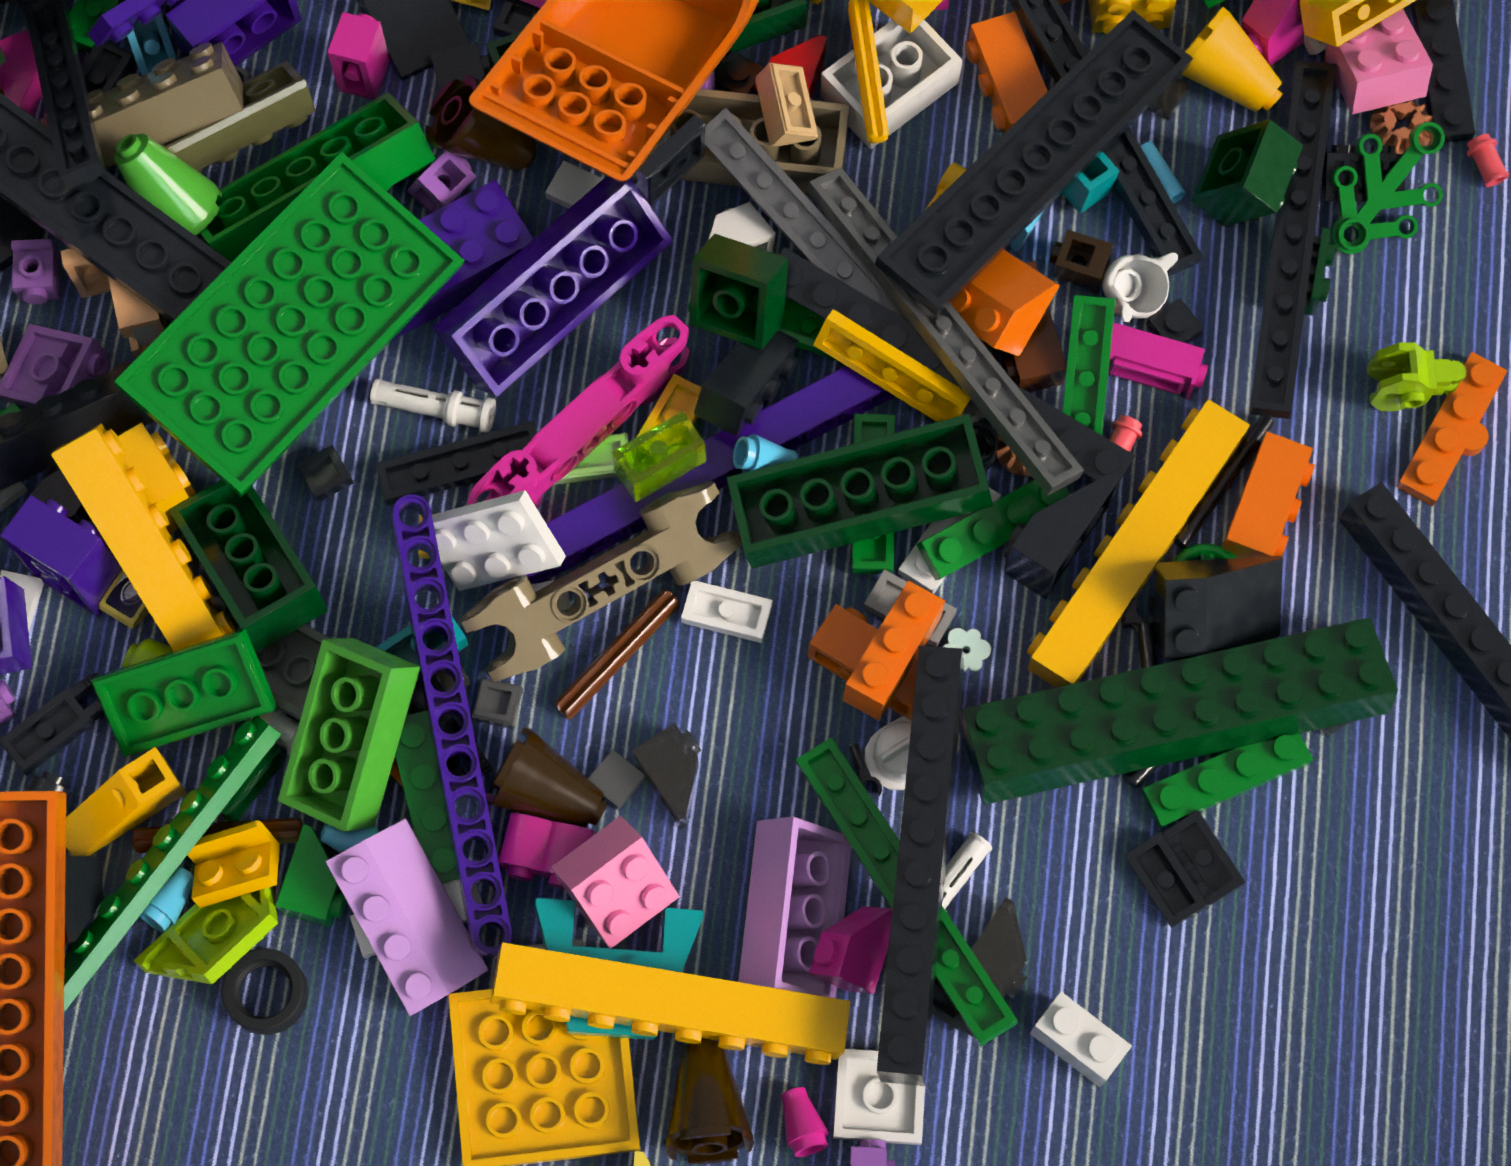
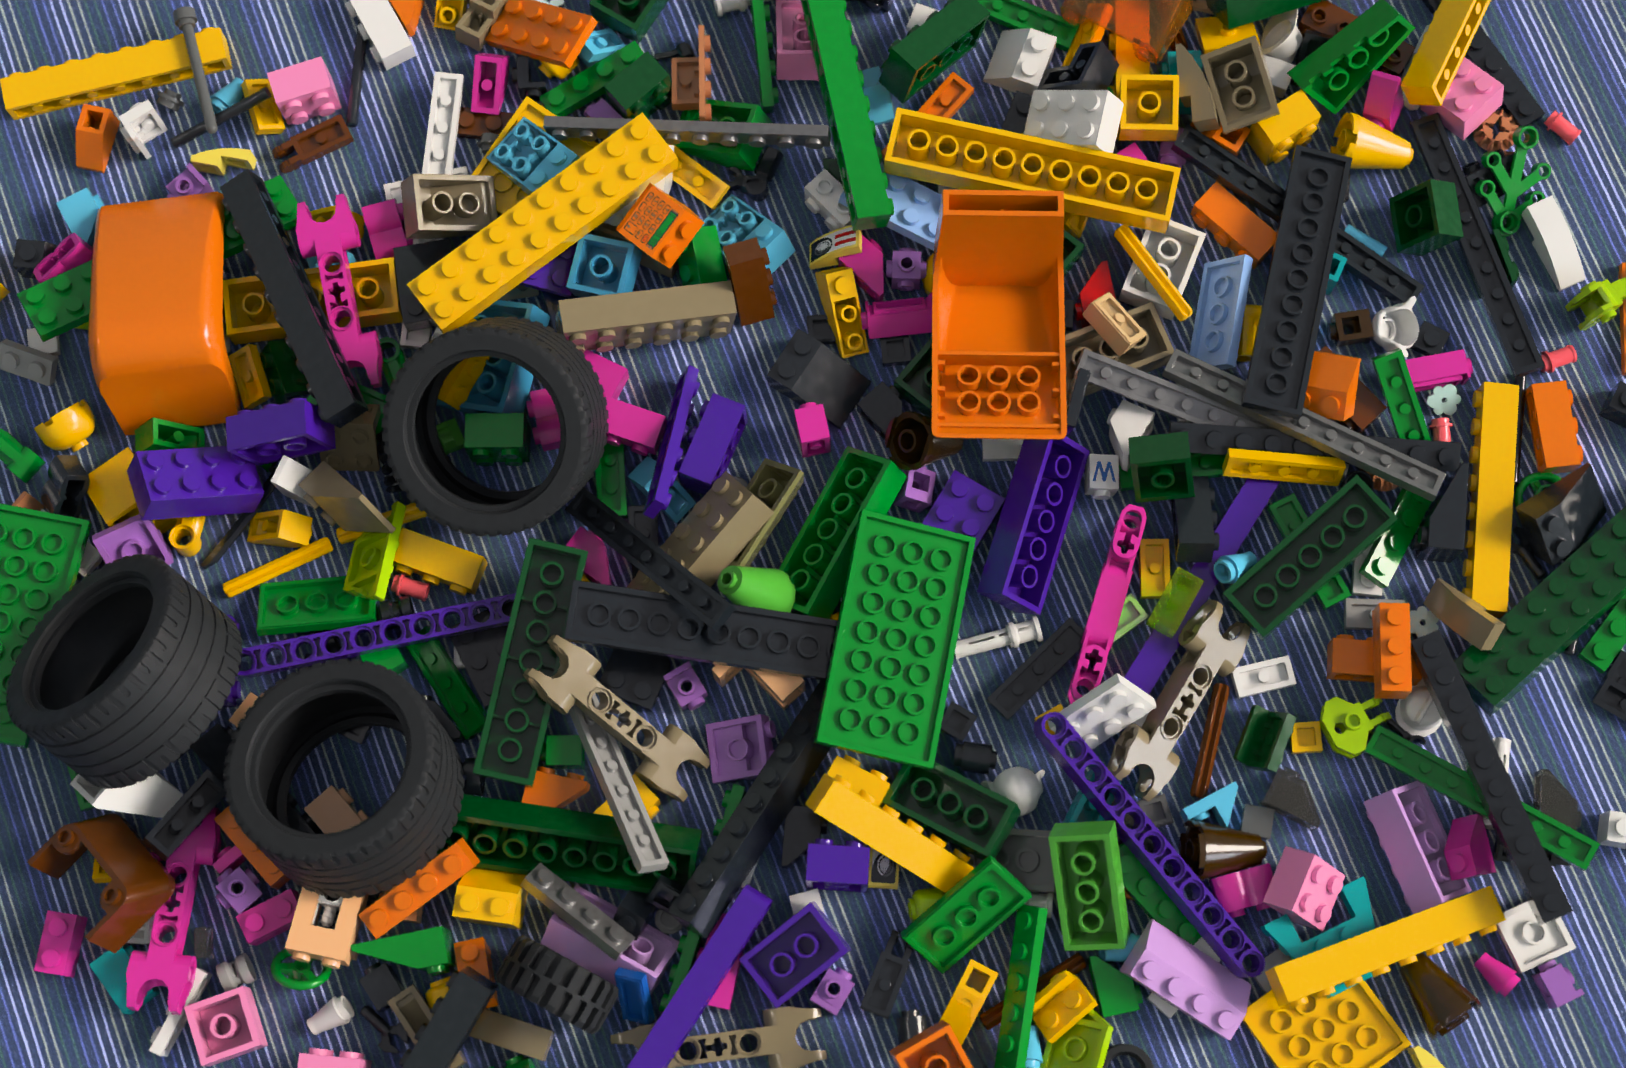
camera: 25 degrees left, 5 degrees up
(318, 523) = (974, 757): none -> black brick
(348, 587) = (1018, 786): none -> white hair
(582, 727) = (1219, 802): none -> medium azure slope
(670, 280) = (1102, 476): none -> white brick
(679, 682) = (1264, 739): none -> dark green bracket
(735, 709) = (1306, 738): none -> yellow plate
(801, 715) = (1352, 723): none -> lime hinge
(930, 160) = (1221, 311): none -> light blue plate
(1014, 660) = (1463, 615): none -> dark tan slope
(1140, 408) = (1448, 405): none -> light aqua plant
(1321, 423) = (1558, 358): none -> coral pin
(1397, 283) = (1554, 243): none -> white slope

